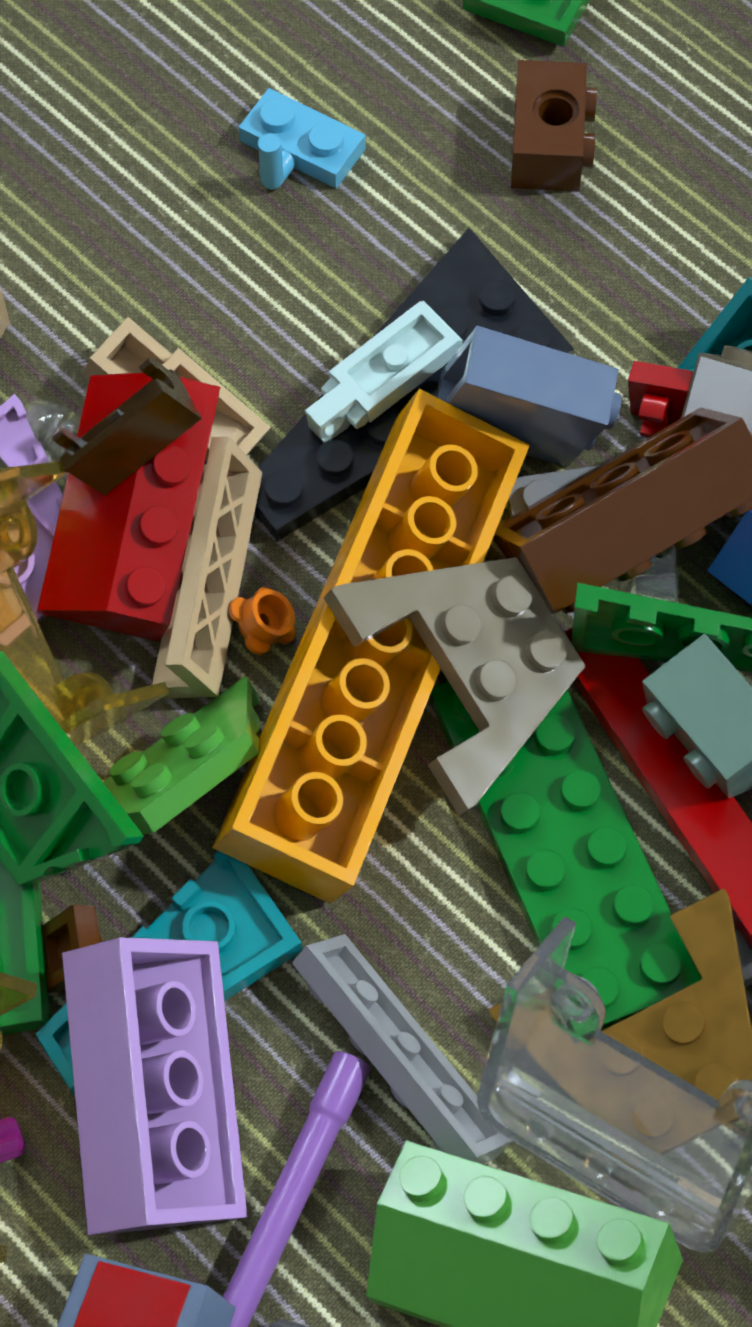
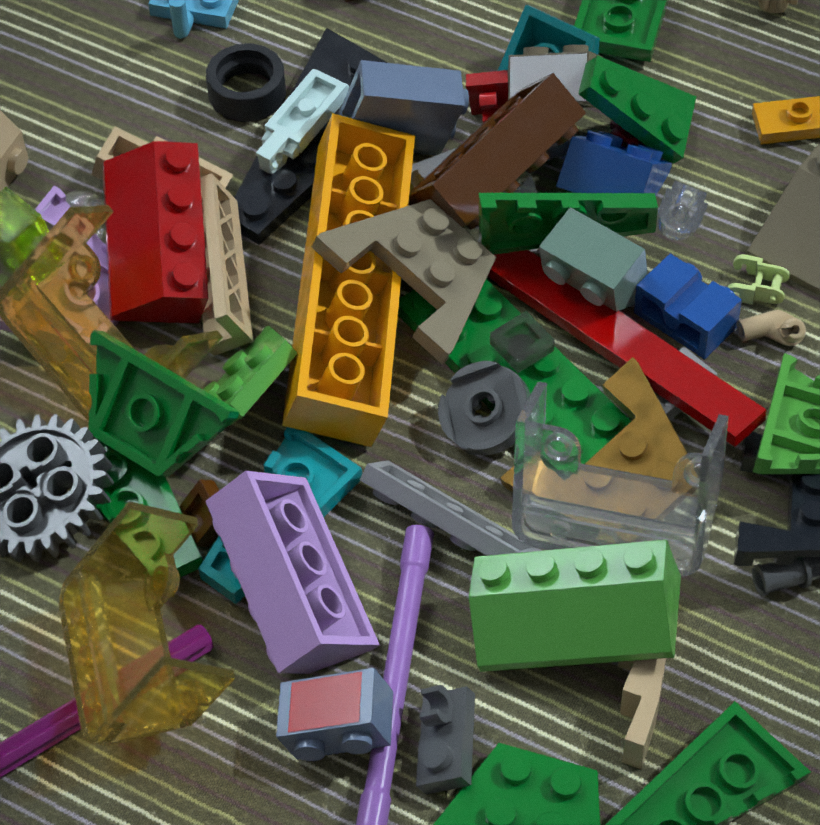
camera: 15 degrees left, 10 degrees down
(131, 432) = (148, 179): dark brown hinge -> none
(264, 619) = (268, 287): orange plate -> none
(325, 249) = (240, 60): none -> black tyre
(474, 872) = (470, 386): none -> dark grey plate
(579, 813) = (522, 341): none -> clear smoke plate

